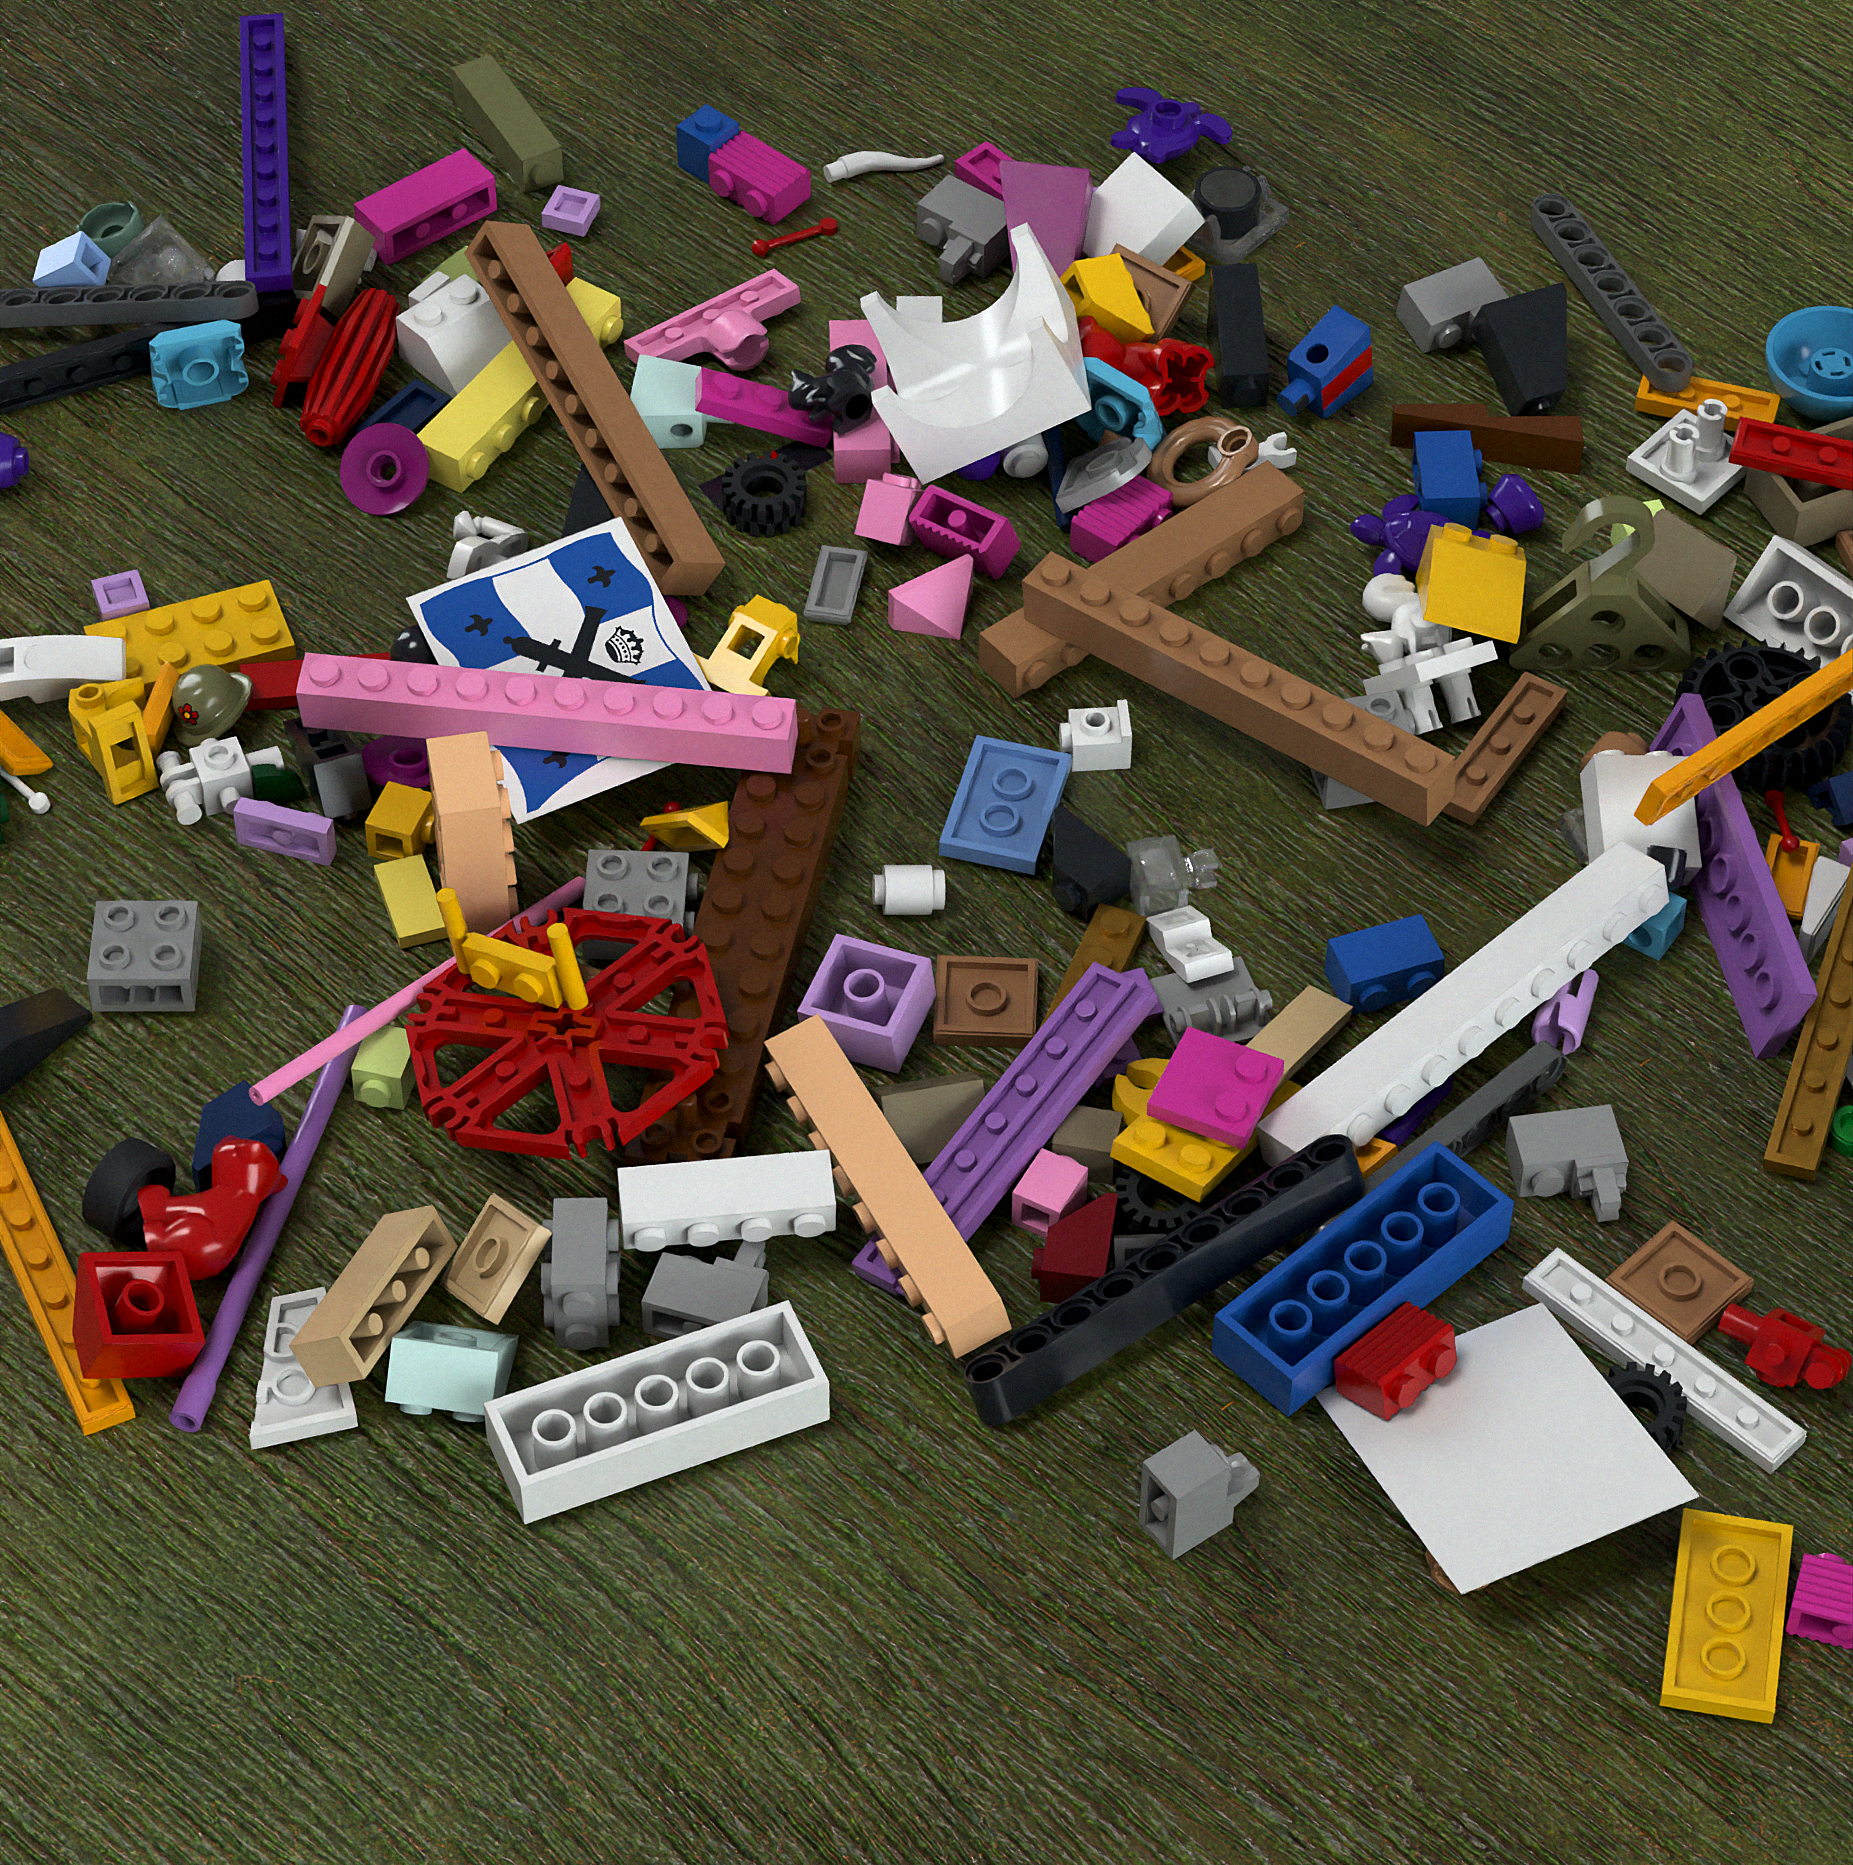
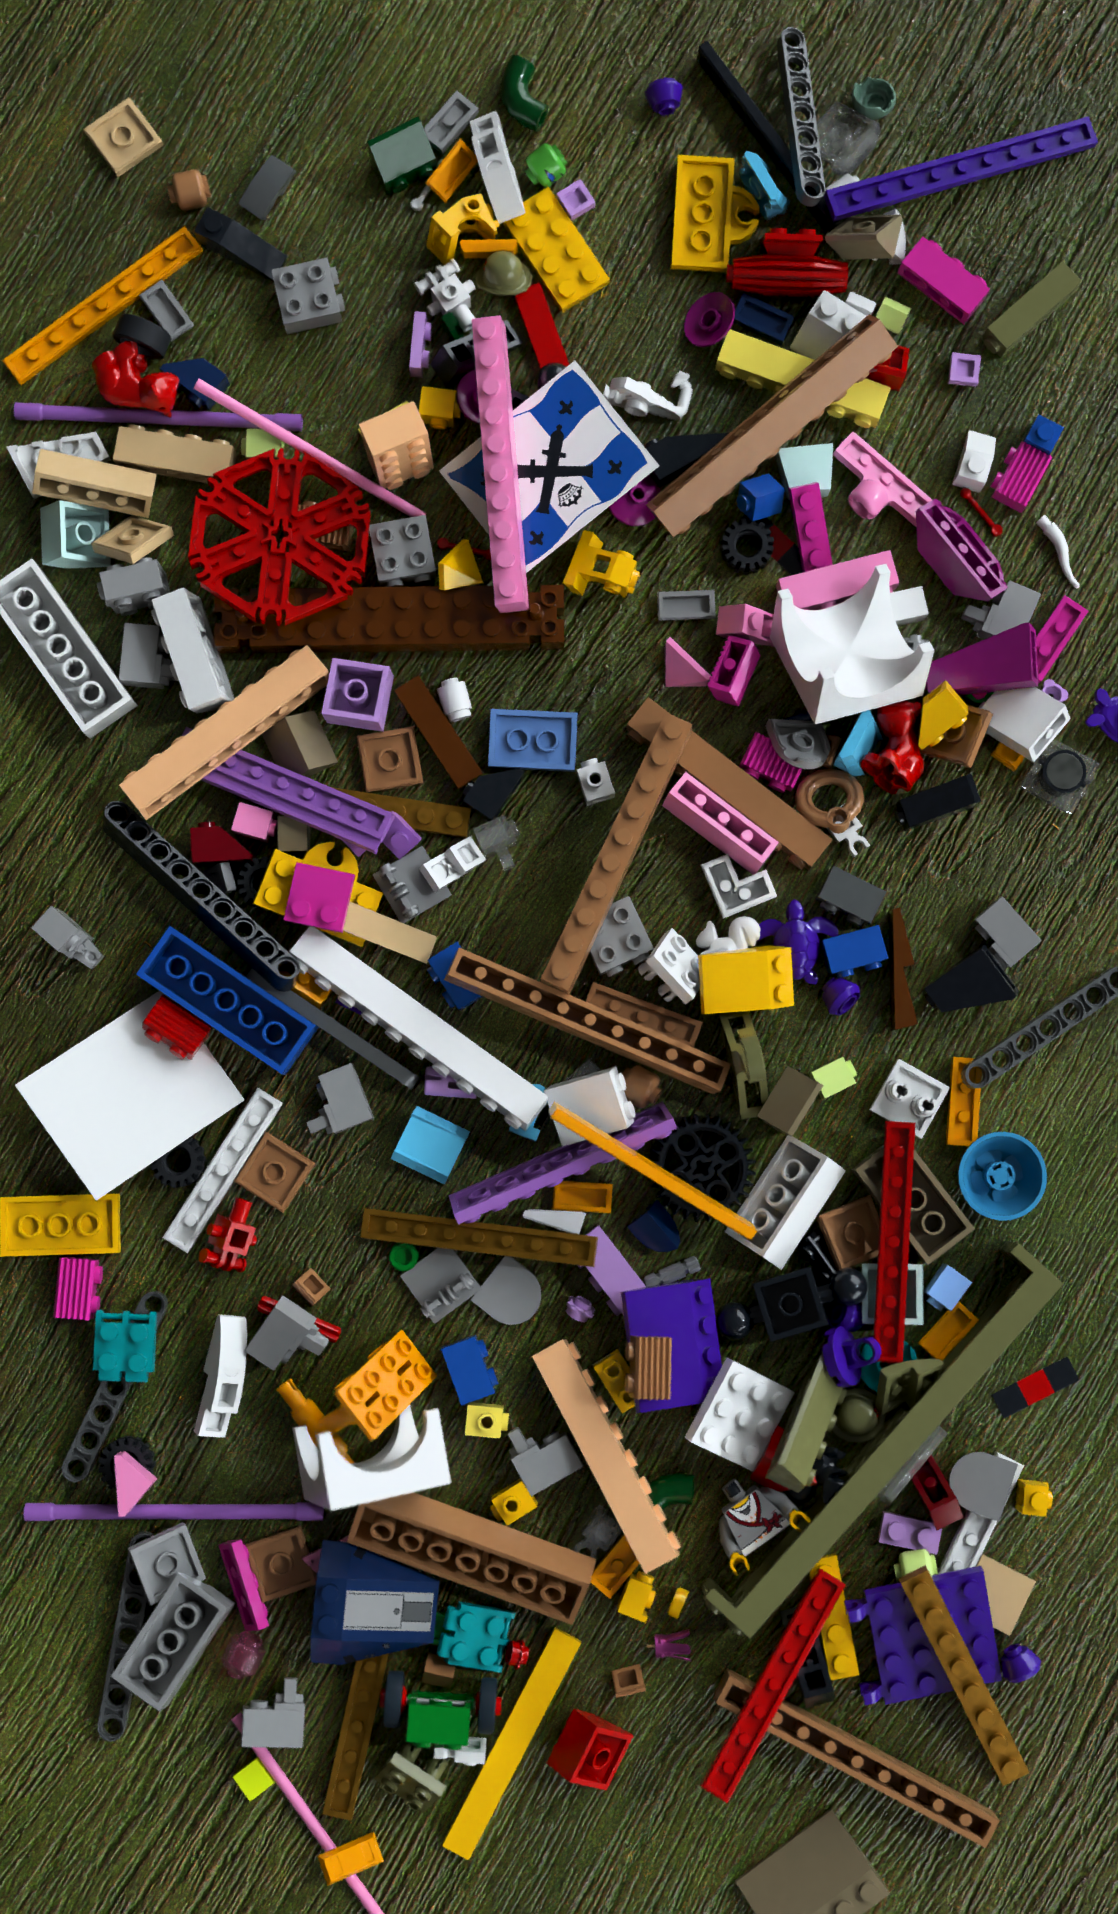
camera: 75 degrees right, 35 degrees up
(48, 611) = (546, 165): none -> bright green head
(68, 1172) = (166, 310): none -> light grey tile
(72, 263) = (828, 86): light blue brick -> none
(135, 1315) = (54, 364): red slope -> none
(210, 447) = (707, 213): none -> yellow plate
(357, 1189) = (172, 455): none -> tan brick
(514, 968) = (307, 487): yellow plate -> none
(695, 452) = (760, 497): none -> blue brick
(720, 221) = (975, 461): none -> white slope
(840, 392) = (819, 571): black animal -> none
(864, 257) = (957, 553): none -> magenta wedge
(995, 909) = (438, 732): none -> reddish brown slope
(1227, 574) = (720, 823): none -> bright pink brick
(1319, 604) = (735, 894): none -> white brick
(1328, 366) = (934, 869): blue torso -> none
(1360, 464) = (850, 897): none -> dark grey brick
(1496, 792) = (587, 1021): none -> medium nougat brick
(1665, 1060) = (430, 1145): none -> medium azure slope
(1674, 863) = (546, 1128): black piece -> none
(1775, 800) = (644, 1183): red hinge -> none

